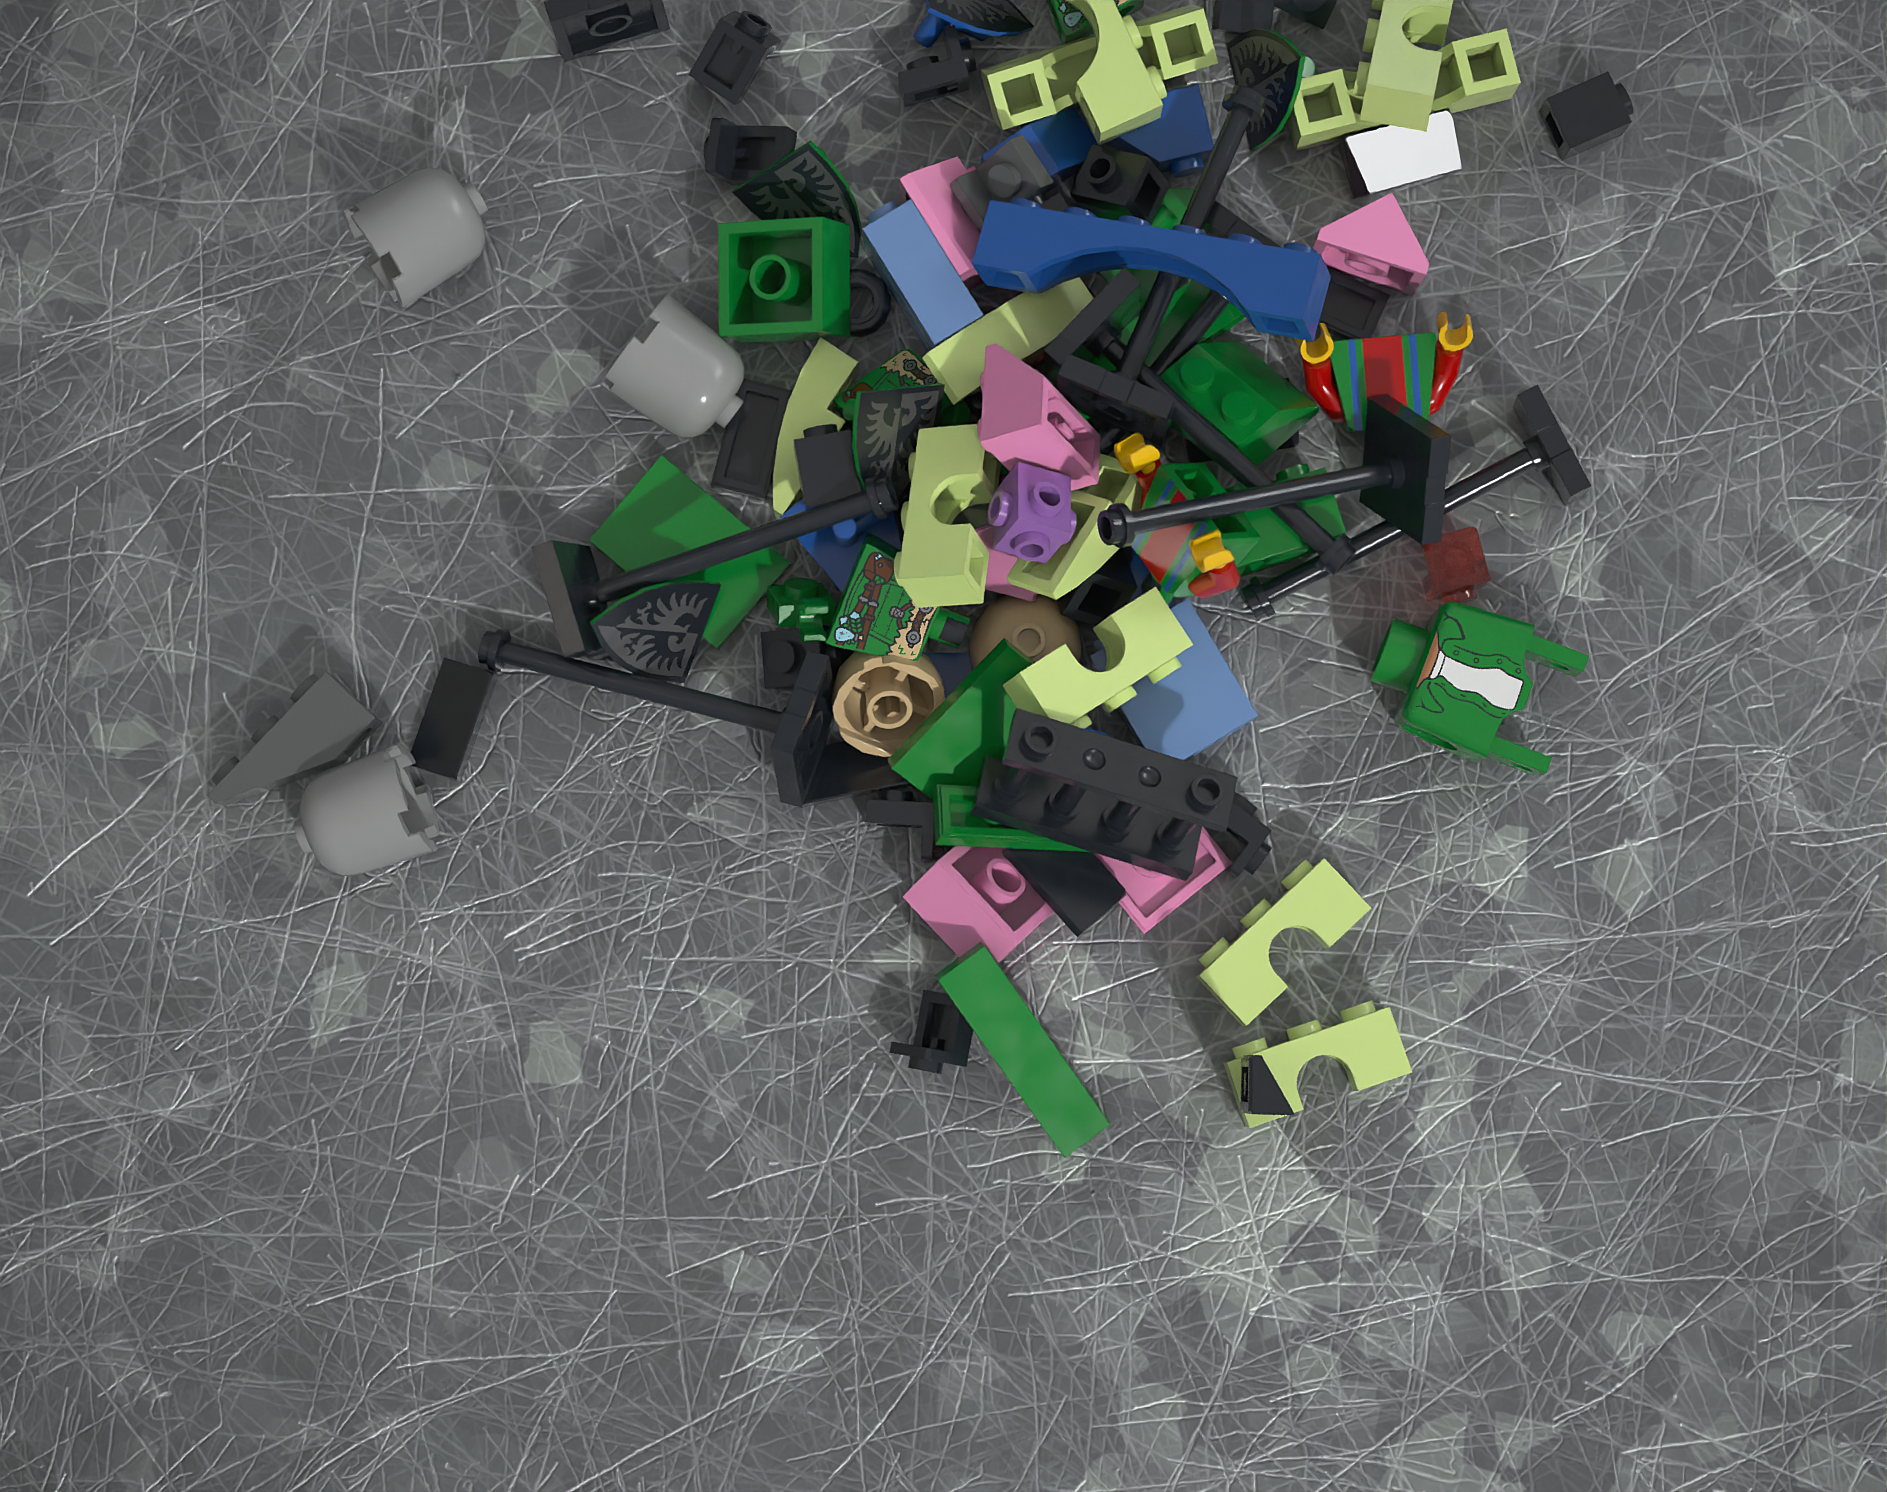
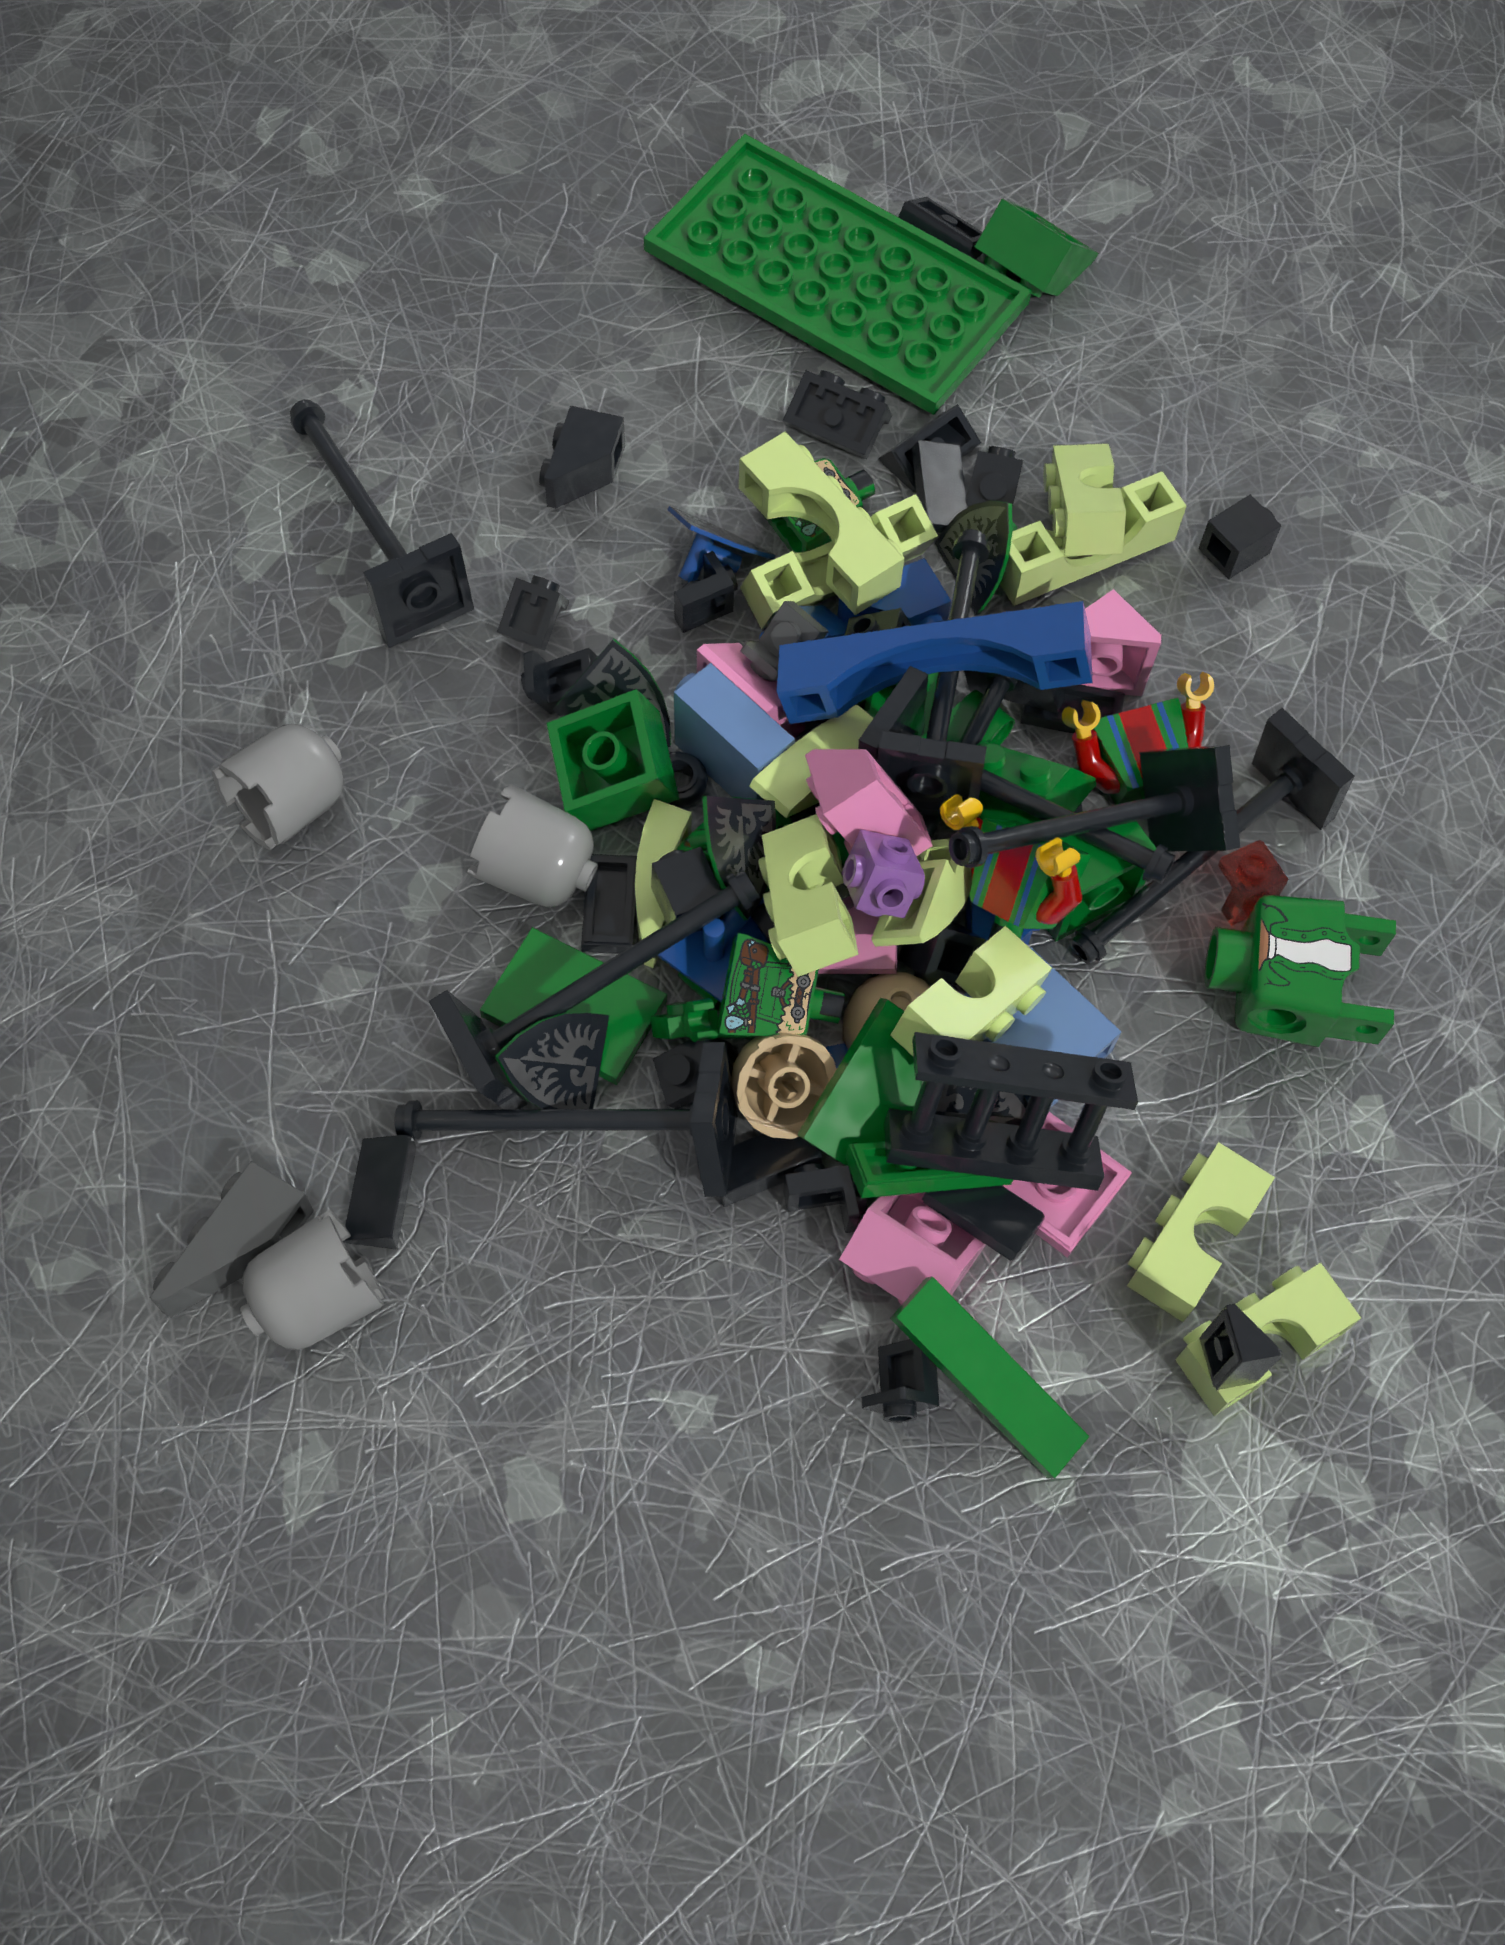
camera: 15 degrees left, 20 degrees down
(1250, 833) = (1134, 1137): black bracket -> none
(1399, 156) = (1099, 577): slope -> none

